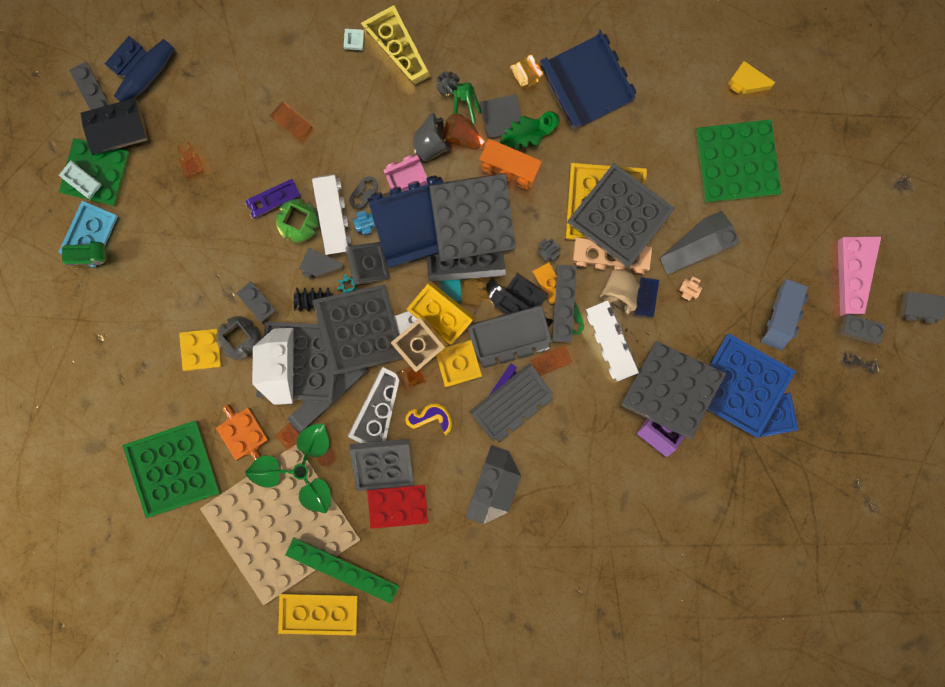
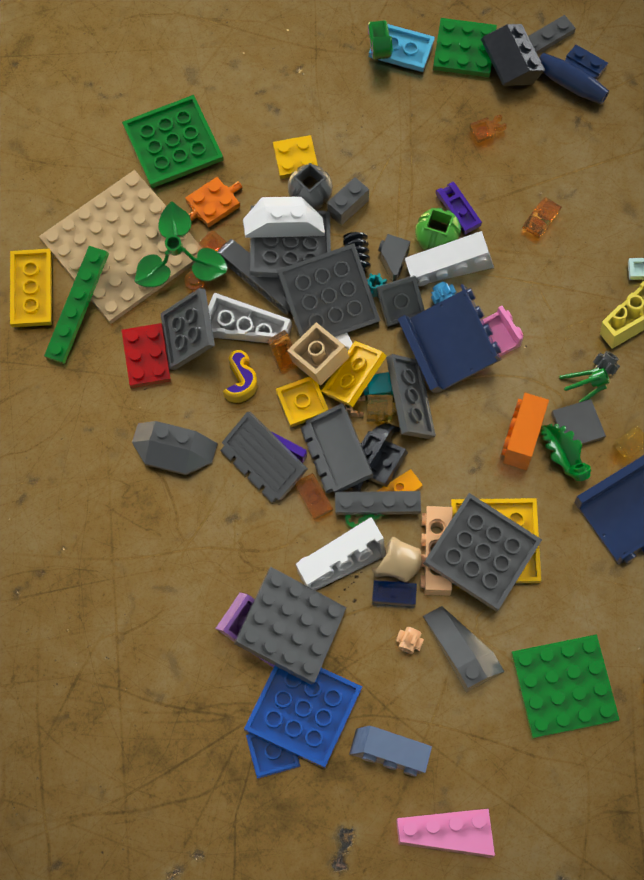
camera: 85 degrees right, 15 degrees down
(80, 180) = (454, 30): light aqua plate -> none
(360, 190) = (479, 291): dark grey beam -> none
(429, 139) = (536, 352): dark grey piece -> none
(462, 132) = (554, 379): clear orange slope -> none
(472, 216) = (461, 394): dark grey plate -> none
(549, 250) = (436, 482): dark grey gear -> none
(861, 329) = (381, 843): dark grey brick -> none

